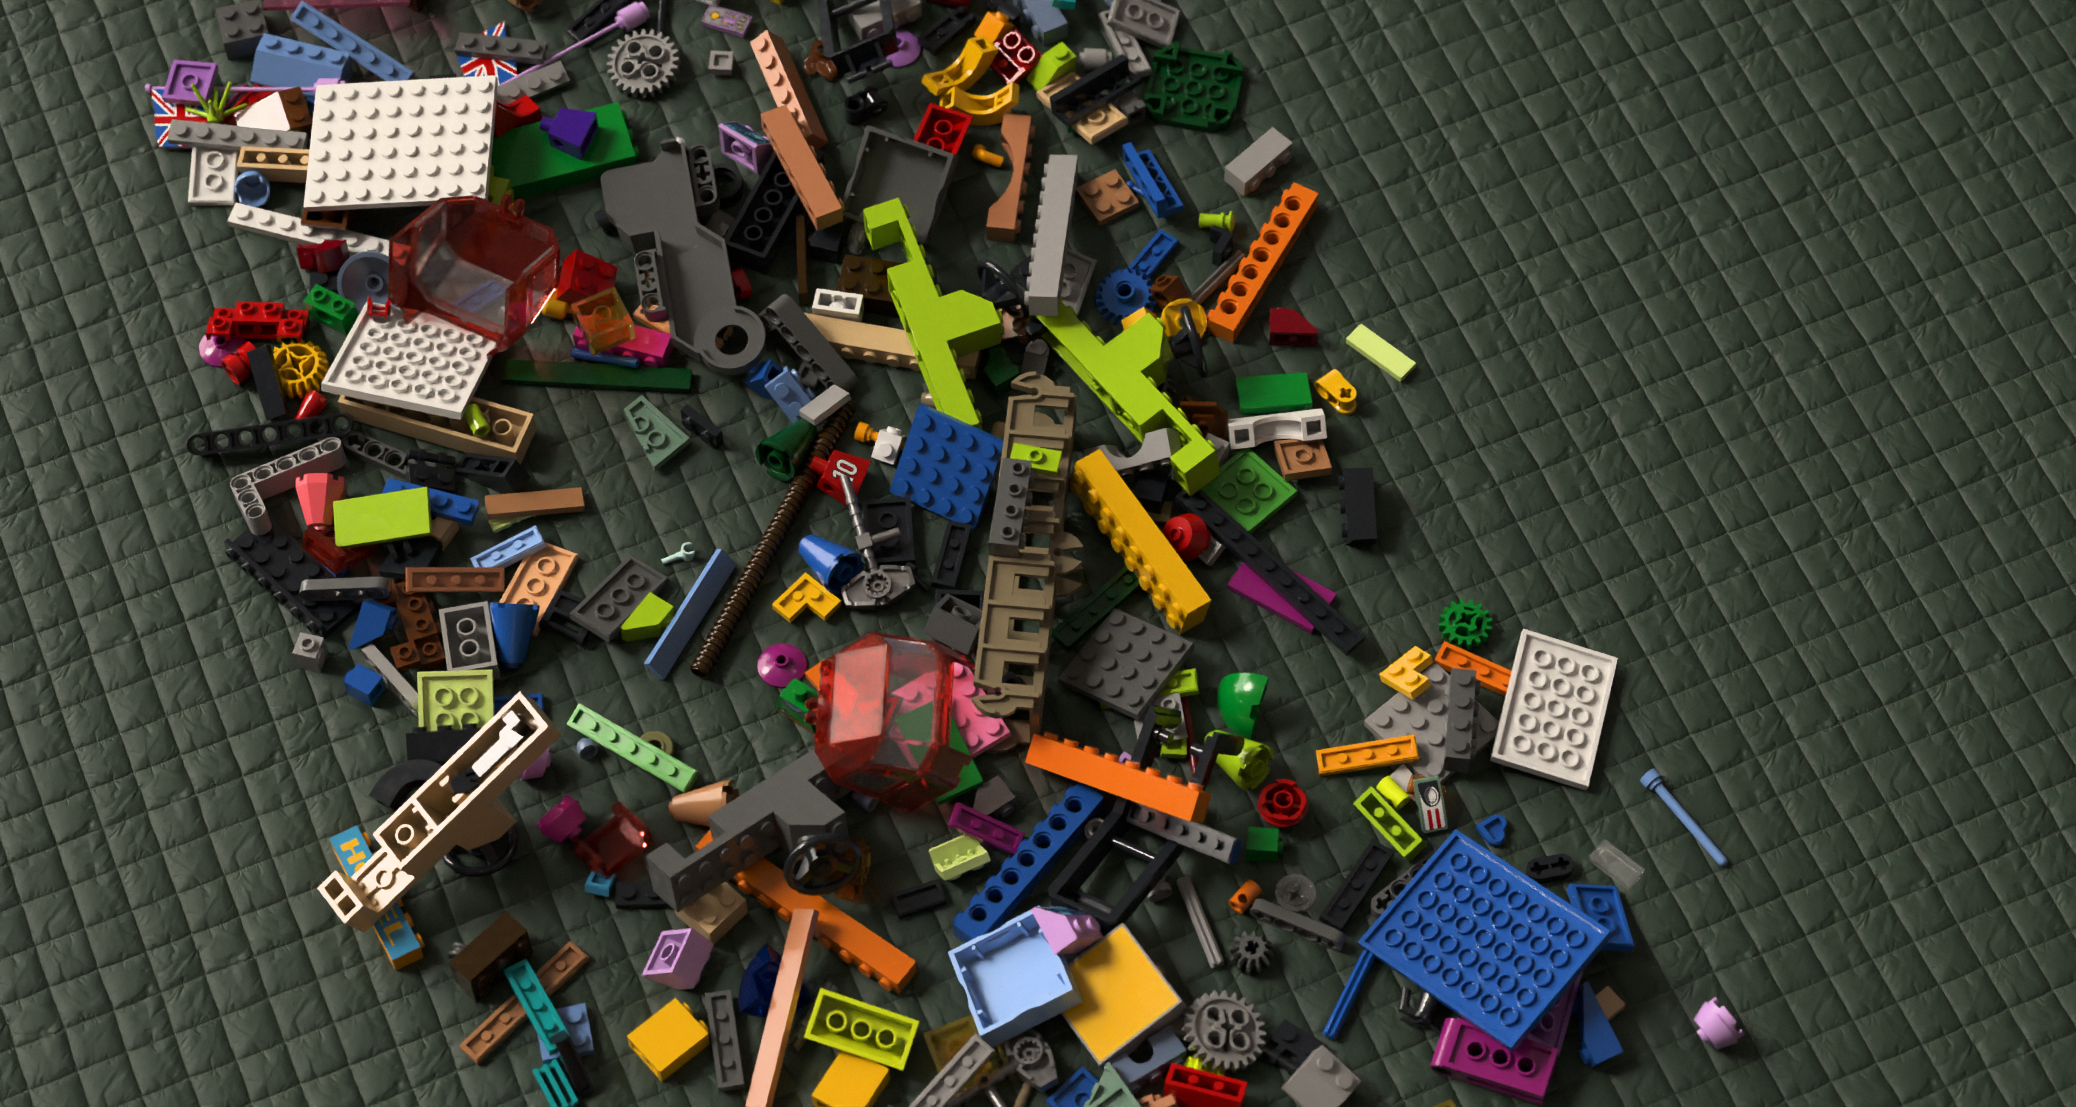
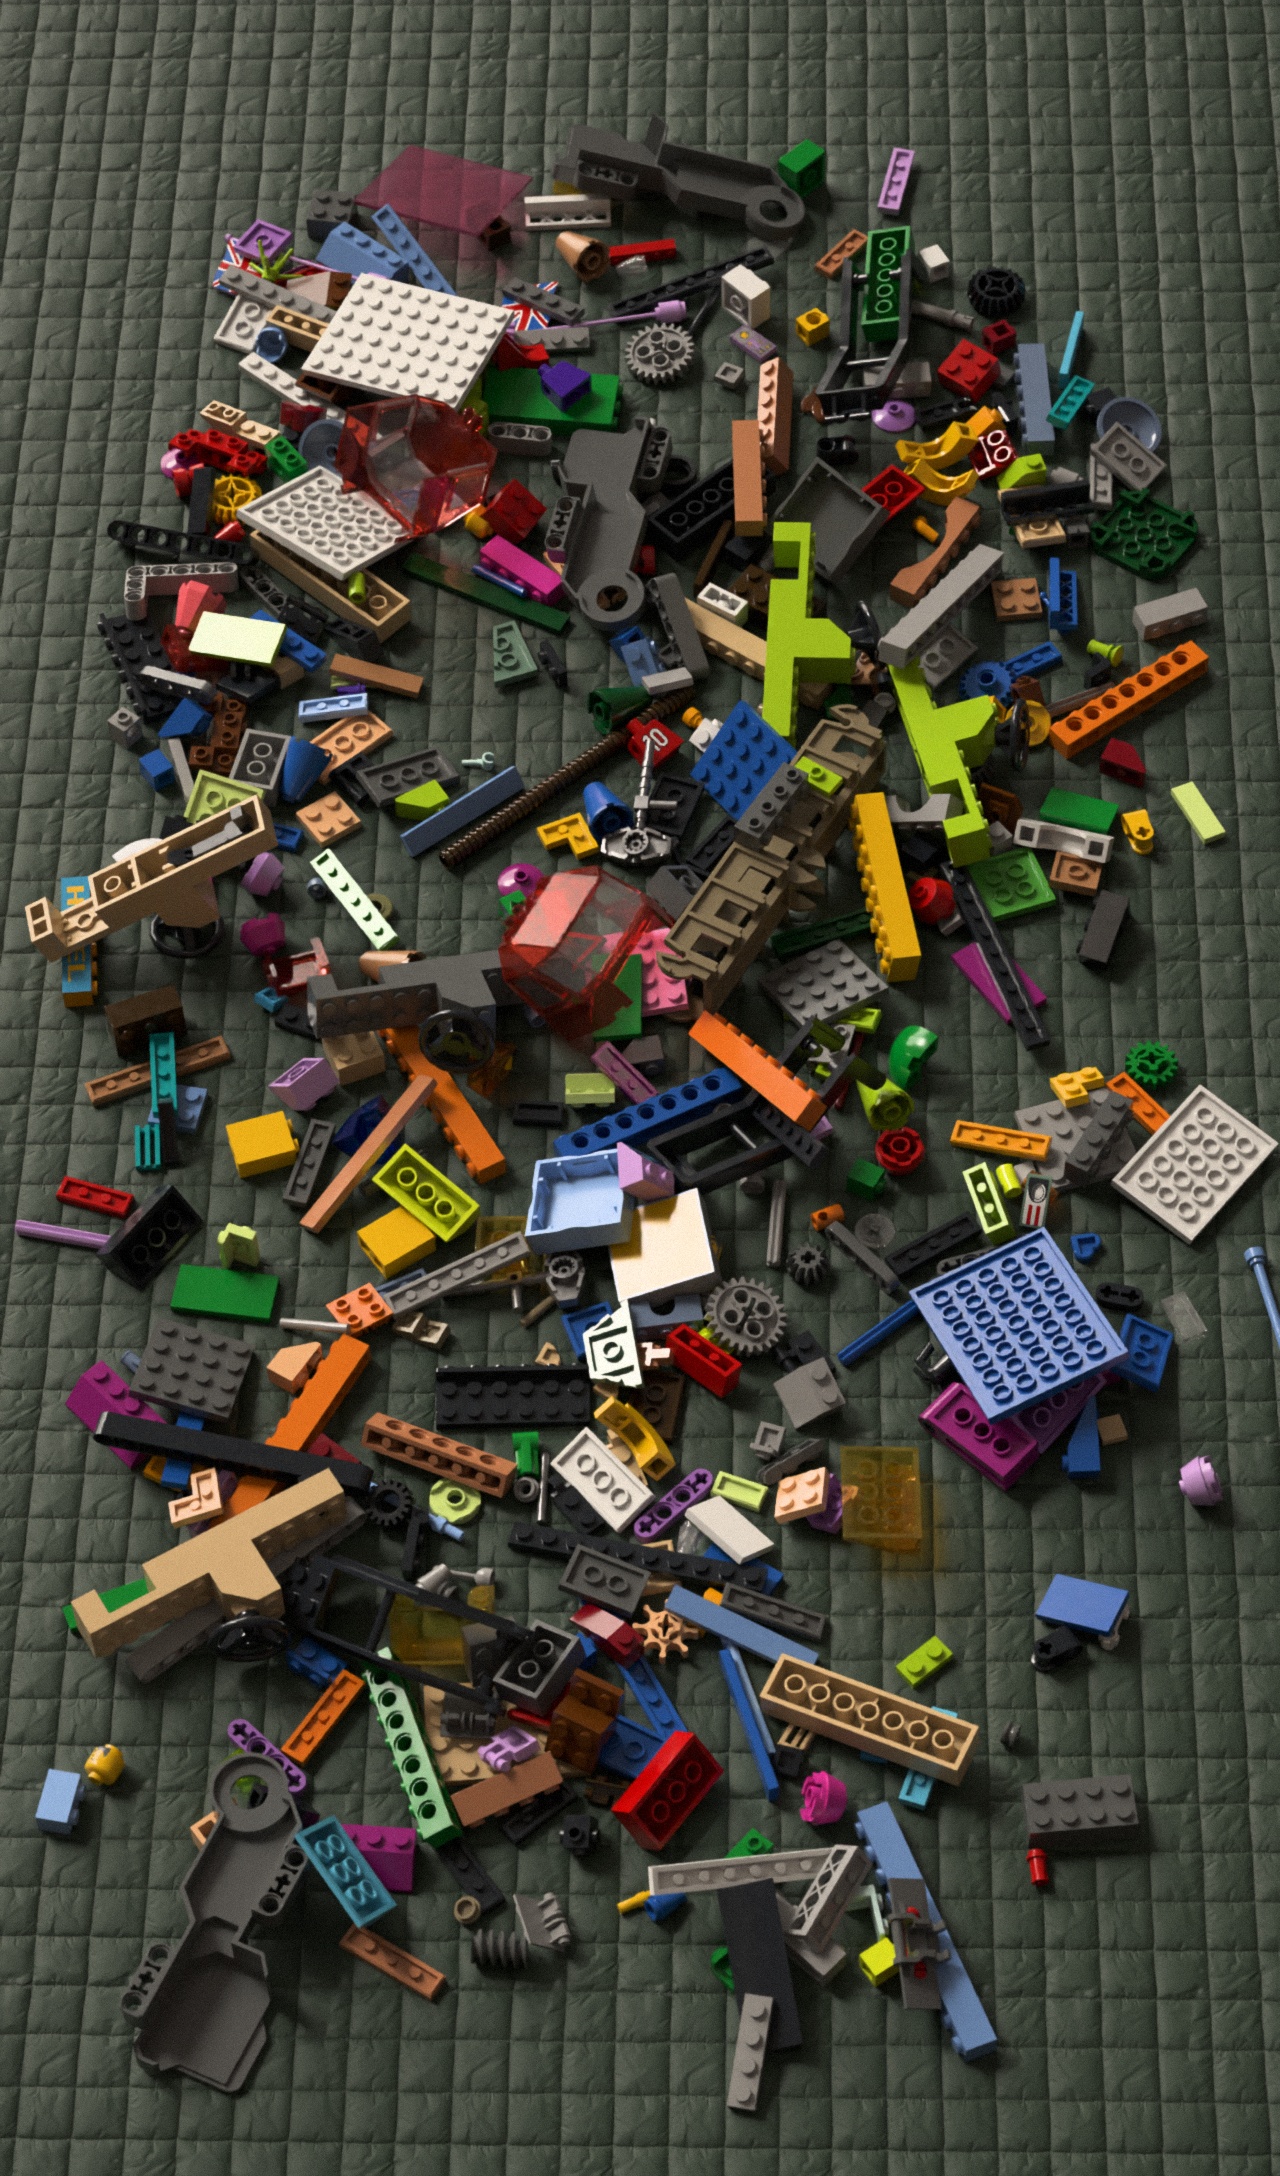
camera: 25 degrees right, 5 degrees down
(258, 287) = (236, 424): none -> tan slope
(370, 308) = (330, 476): red piece -> none
(455, 579) = (275, 711): nougat tile -> none
(517, 527) = (351, 690): none -> dark purple pin
(539, 204) = (520, 438): none -> light grey beam
(560, 671) = (328, 819): none -> light nougat plate
(603, 321) = (508, 545): clear yellow brick -> none
(745, 146) = (710, 445): lavender slope -> none

